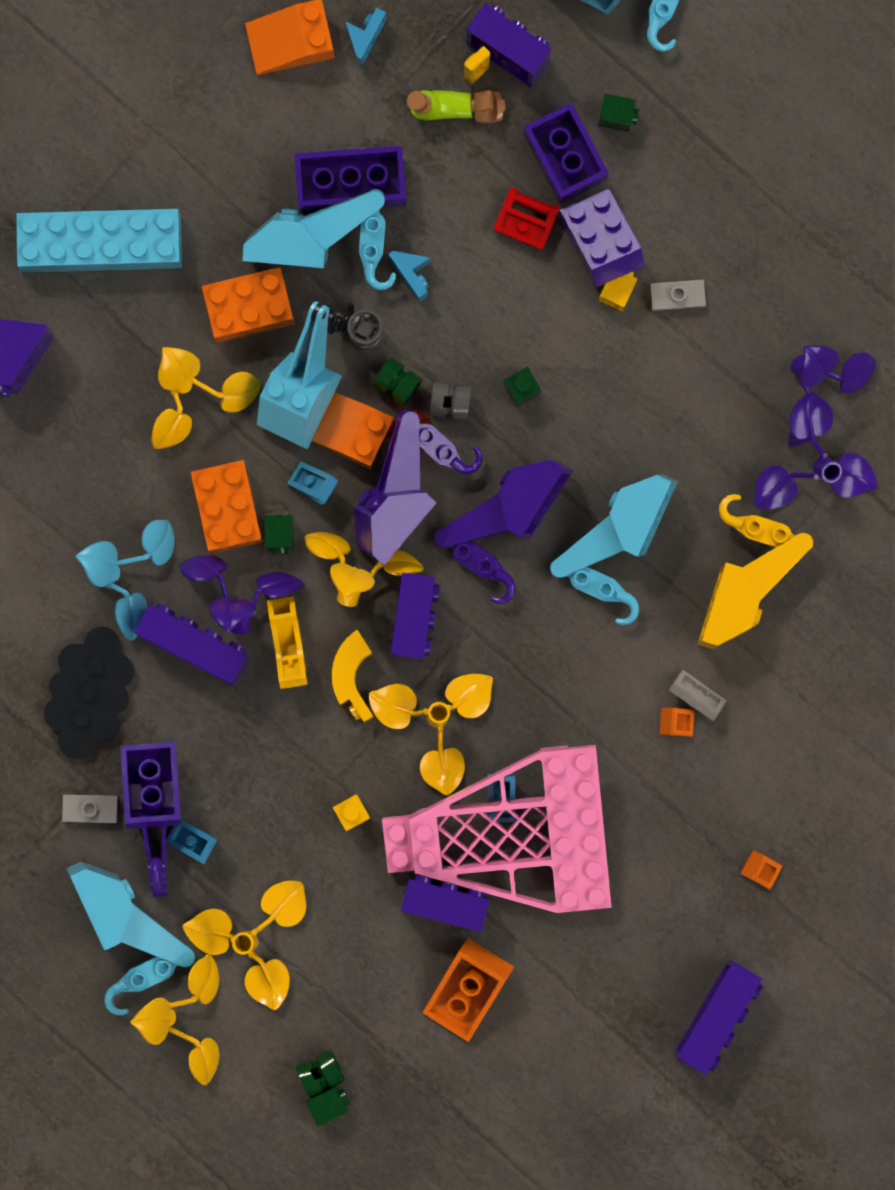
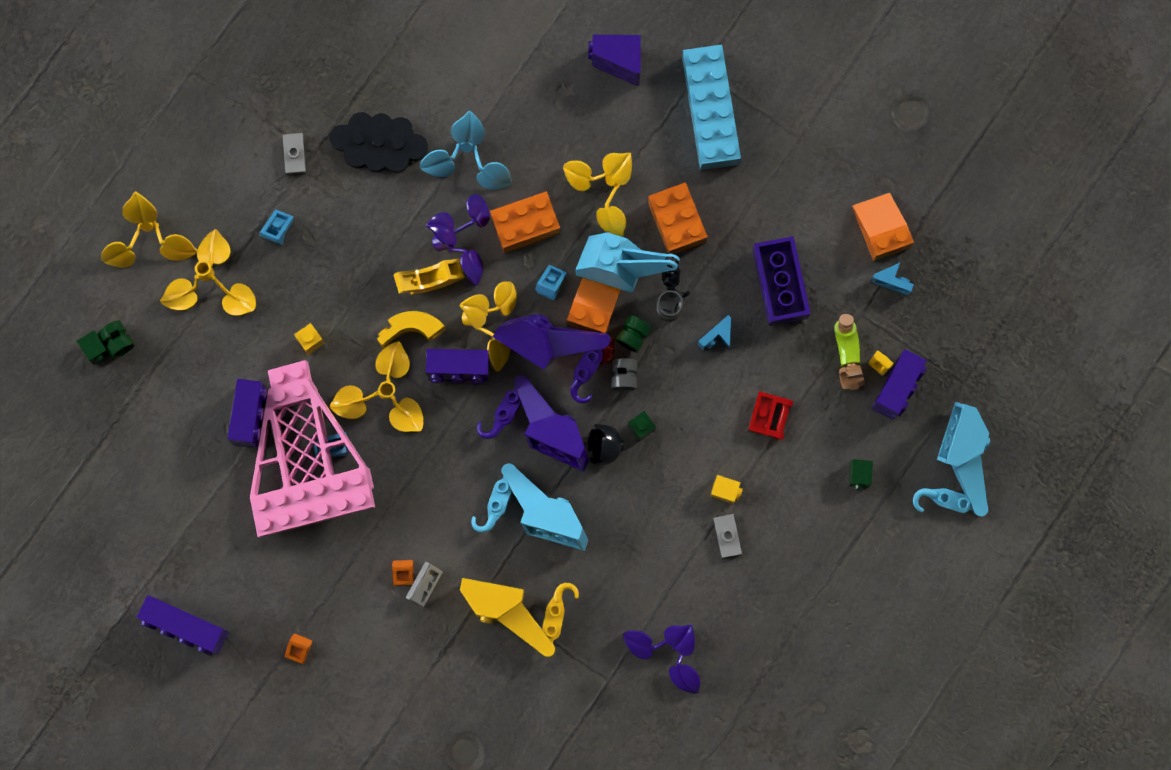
camera: 80 degrees right, 5 degrees down
(119, 920) = (215, 177): medium azure slope -> none
(151, 799) = (303, 194): dark purple slope -> none
(192, 645) = (419, 208): dark purple brick -> none
(279, 534) = (510, 262): dark green brick -> none
(305, 239) = (730, 253): medium azure slope -> none
(468, 989) = (188, 439): orange slope -> none
(541, 437) = (605, 444): none -> black cylinder
(565, 153) = (823, 437): dark purple brick -> none
(602, 238) = (761, 471): brick -> none
(847, 476) = (603, 682): dark purple plant -> none

